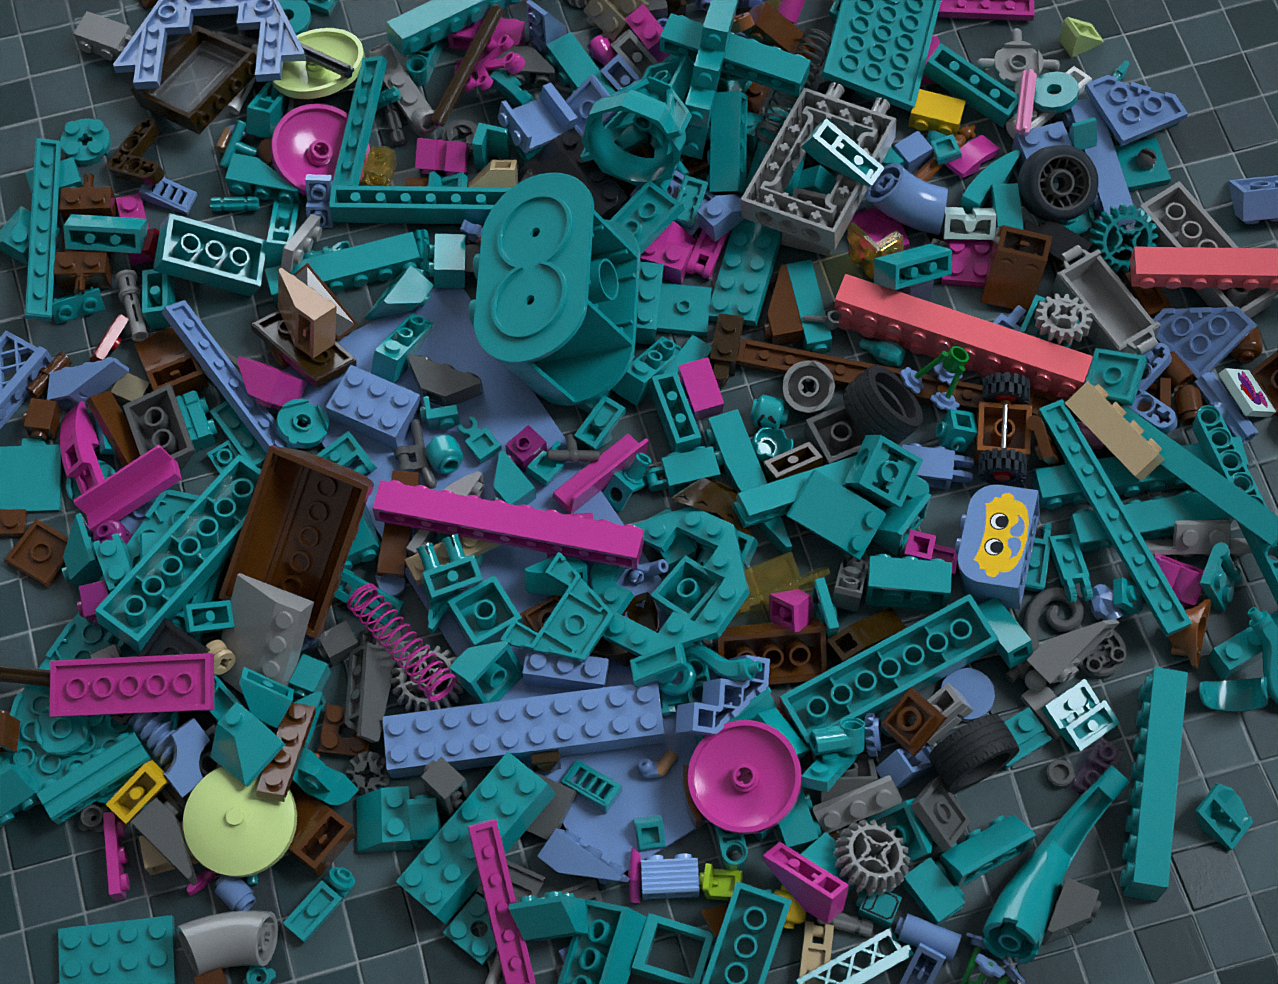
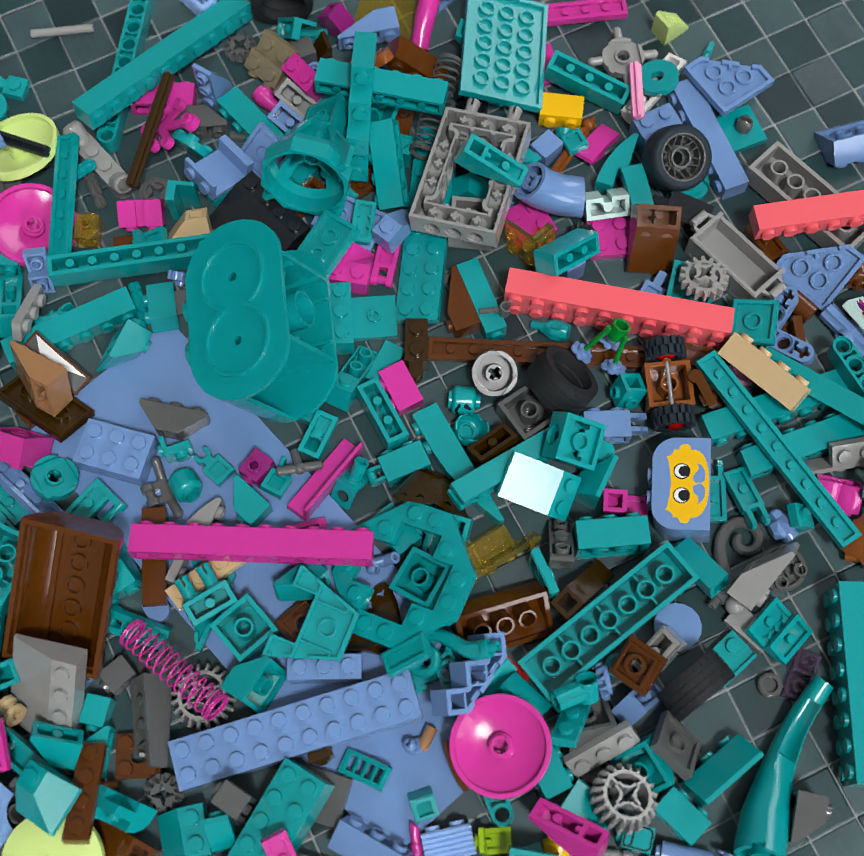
camera: 10 degrees left, 5 degrees up
(391, 356) = (124, 403): teal slope -> none
(791, 609) = (513, 578): dark pink slope -> none
(1084, 133) = (690, 111): teal slope -> none
(1109, 223) = (728, 200): teal gear -> none
(1187, 403) = (819, 335): reddish brown brick -> none

